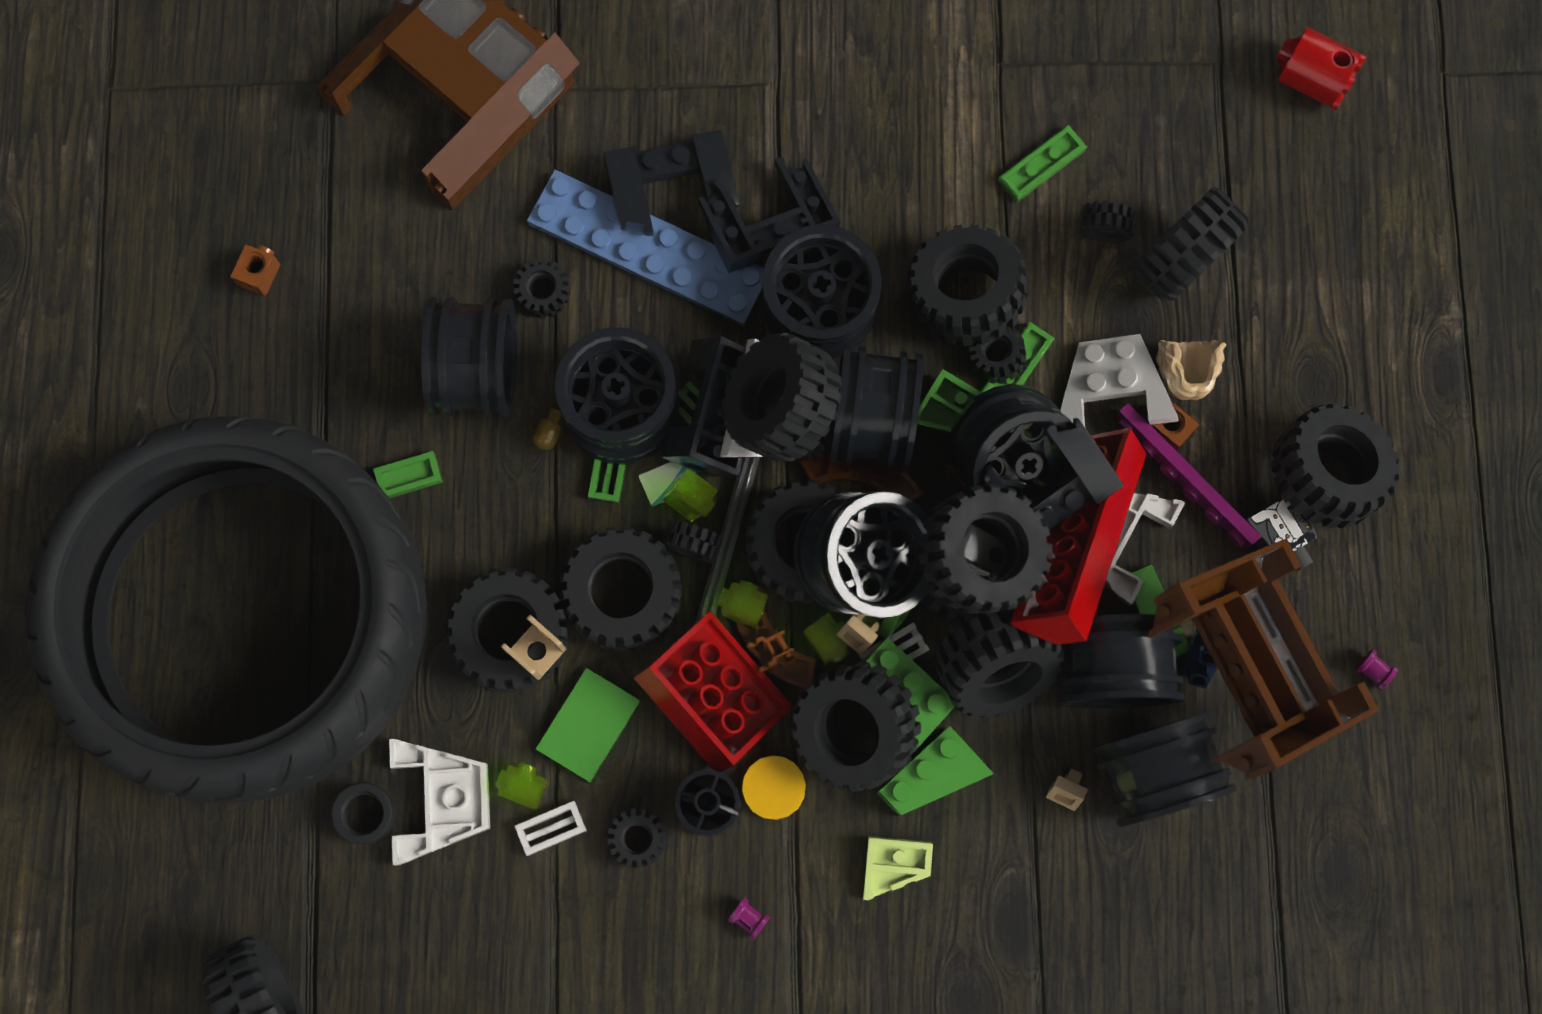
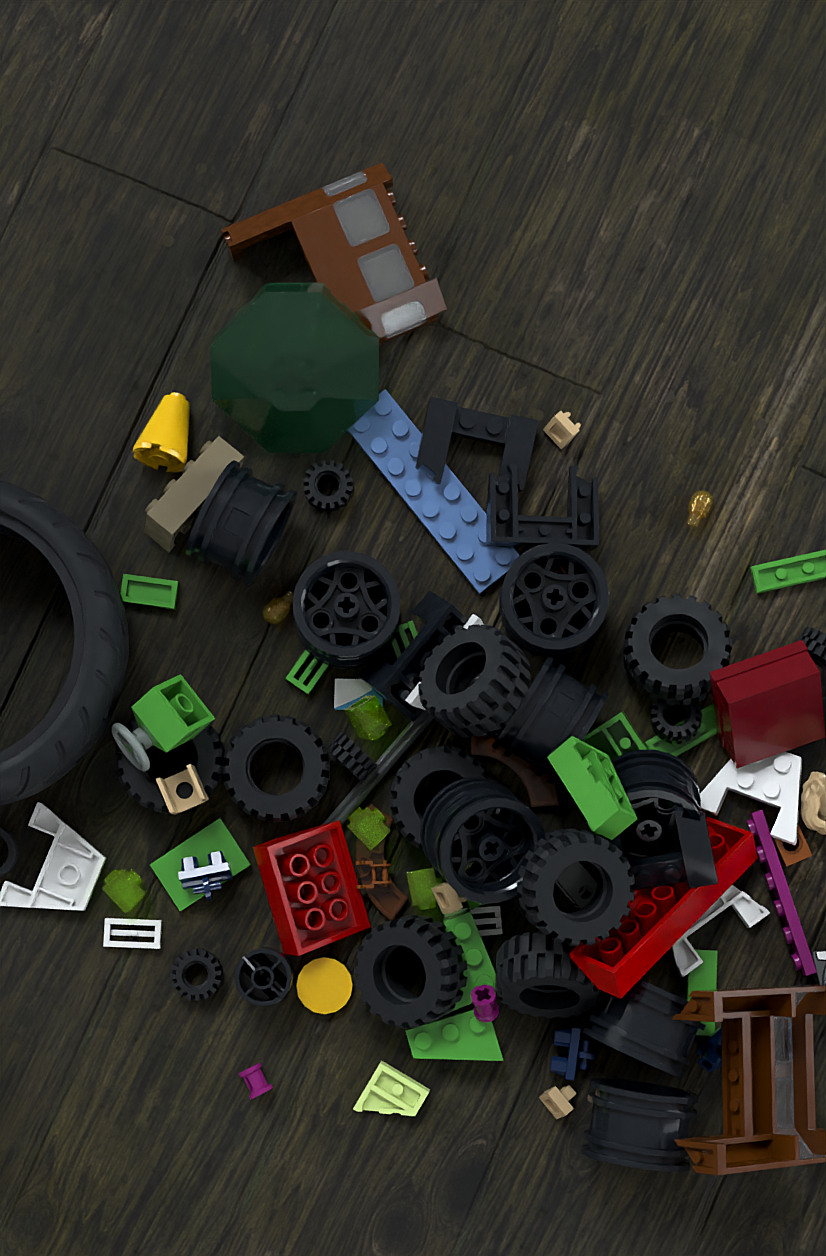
camera: 25 degrees right, 5 degrees up
(259, 281) = (99, 373): dark orange brick -> none
(353, 313) = (165, 435): none -> yellow cone
(399, 363) = (187, 495): none -> dark tan wedge
(454, 182) = (295, 368): none -> clear green windscreen
(483, 583) = (165, 719): none -> bright green piece
(600, 732) = (205, 878): none -> hips
(748, 129) = (561, 429): none -> tan tile
(920, 144) = (699, 507): none -> clear yellow cylinder
(945, 718) = (484, 1000): none -> magenta bush
(954, 442) = (594, 787): none -> bright green wedge
(1050, 722) = (567, 1065): none -> dark blue hips
(1084, 292) = (768, 704): none -> dark red container

